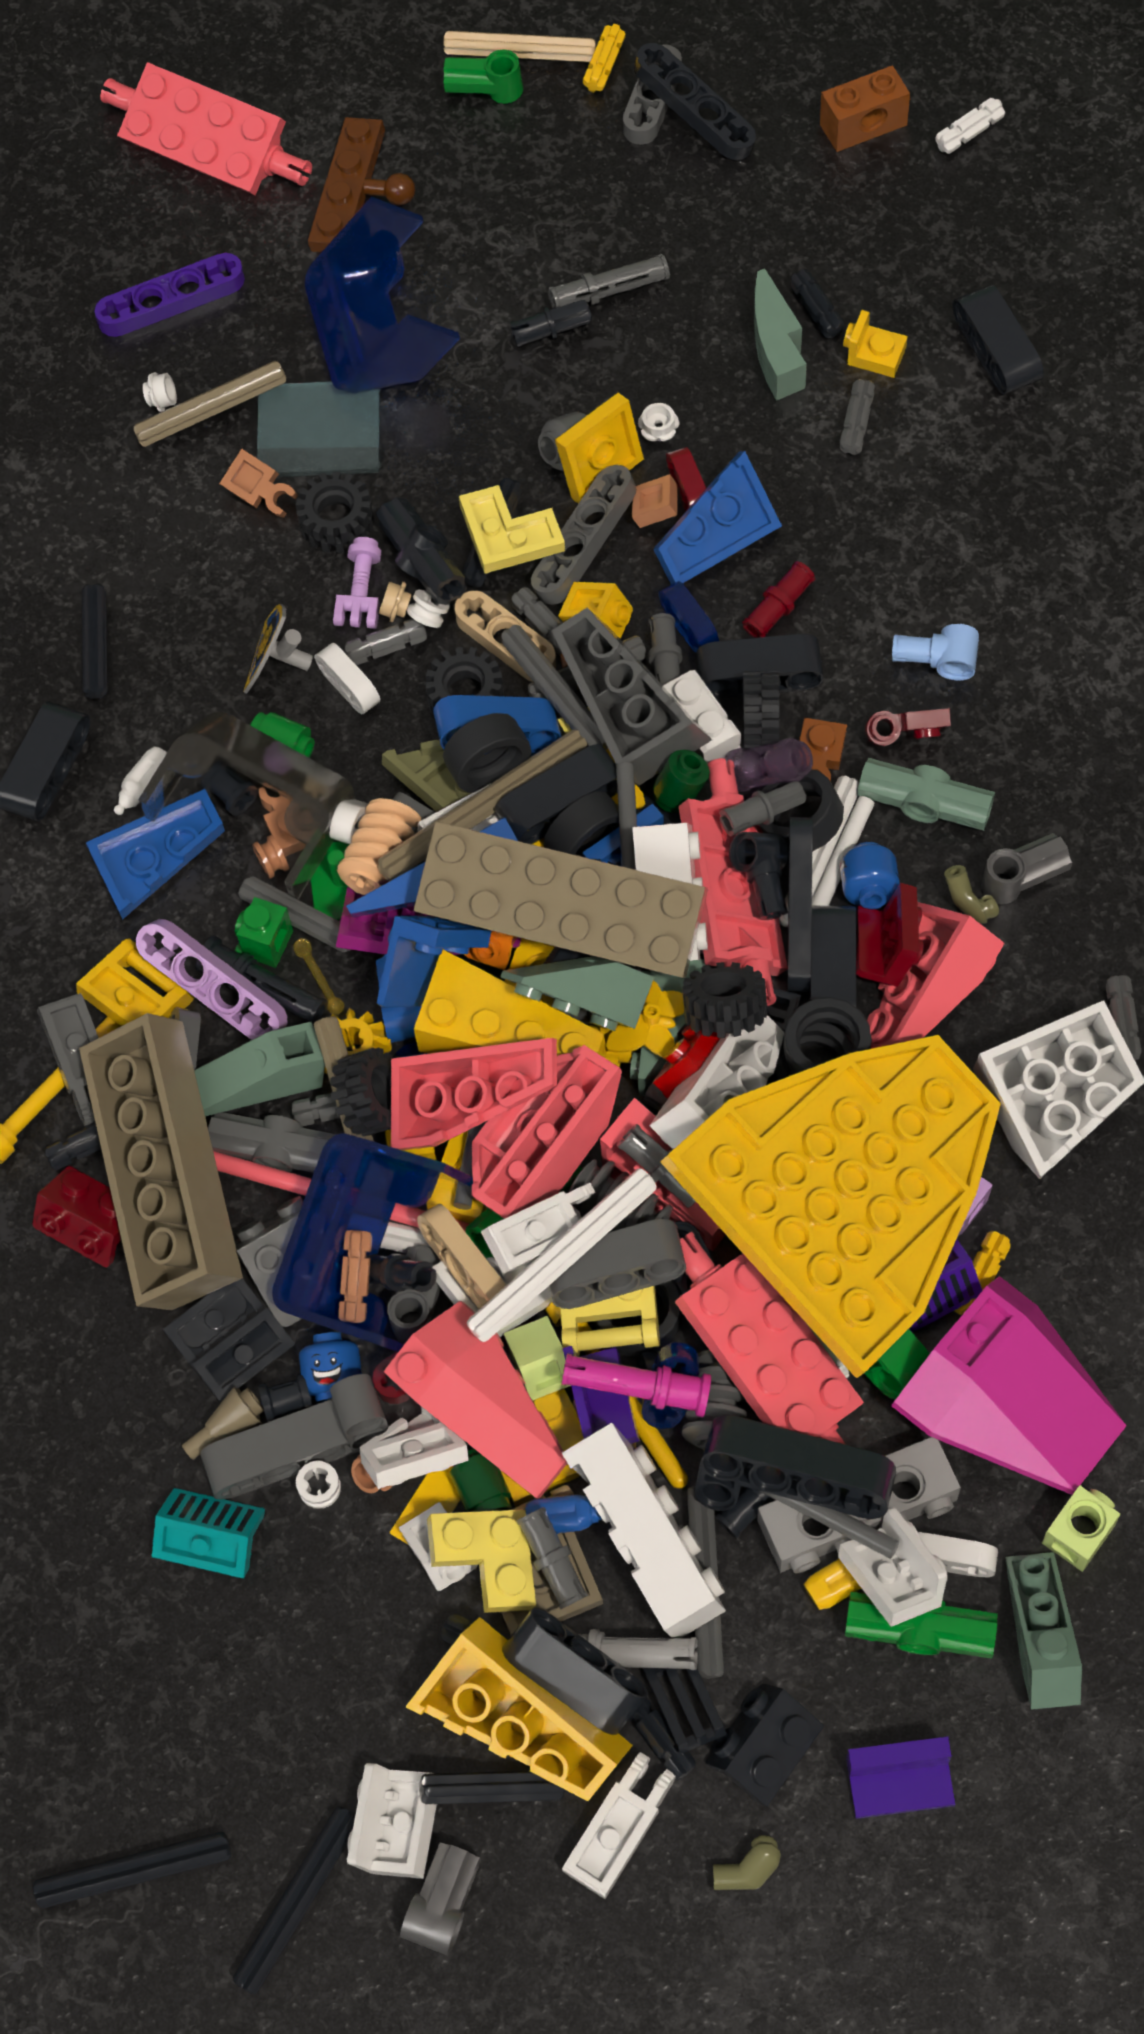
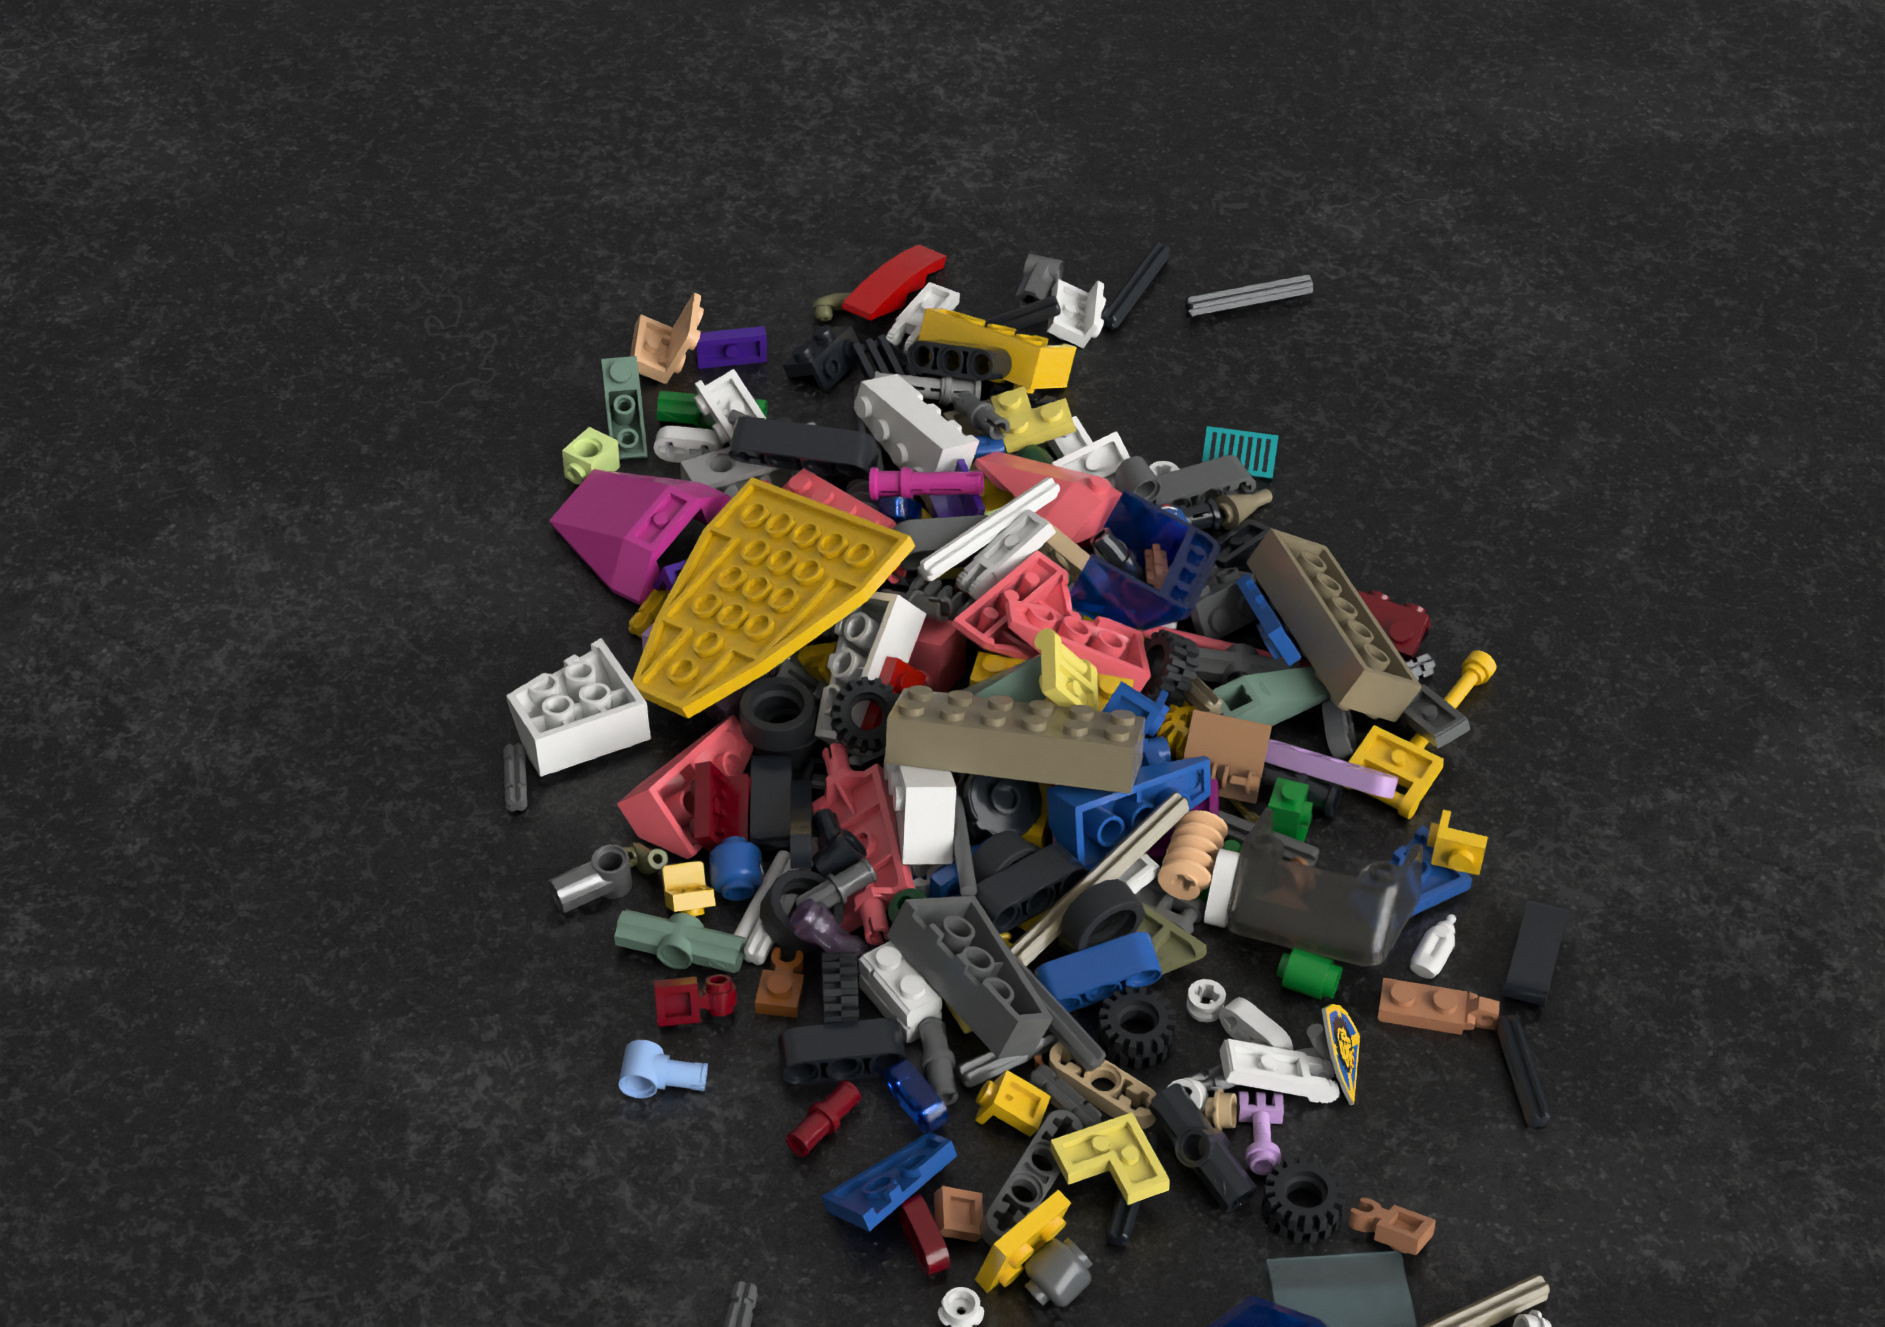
camera: 170 degrees right, 20 degrees down
(97, 851) = (1456, 848): none -> yellow bracket
(155, 709) = (1435, 1007): none -> nougat hinge
(235, 1153) = (1270, 627): none -> blue wing
(313, 983) = (1235, 752): none -> medium nougat hinge
(340, 619) = (1278, 1070): none -> white hinge
(384, 712) = (1208, 989): none -> white bush
(493, 968) = (1064, 675): none -> light yellow plate
(656, 1900) = (893, 281): none -> red slope
(920, 843) = (686, 888): none -> yellow bracket
(993, 1757) = (663, 348): none -> light nougat bracket

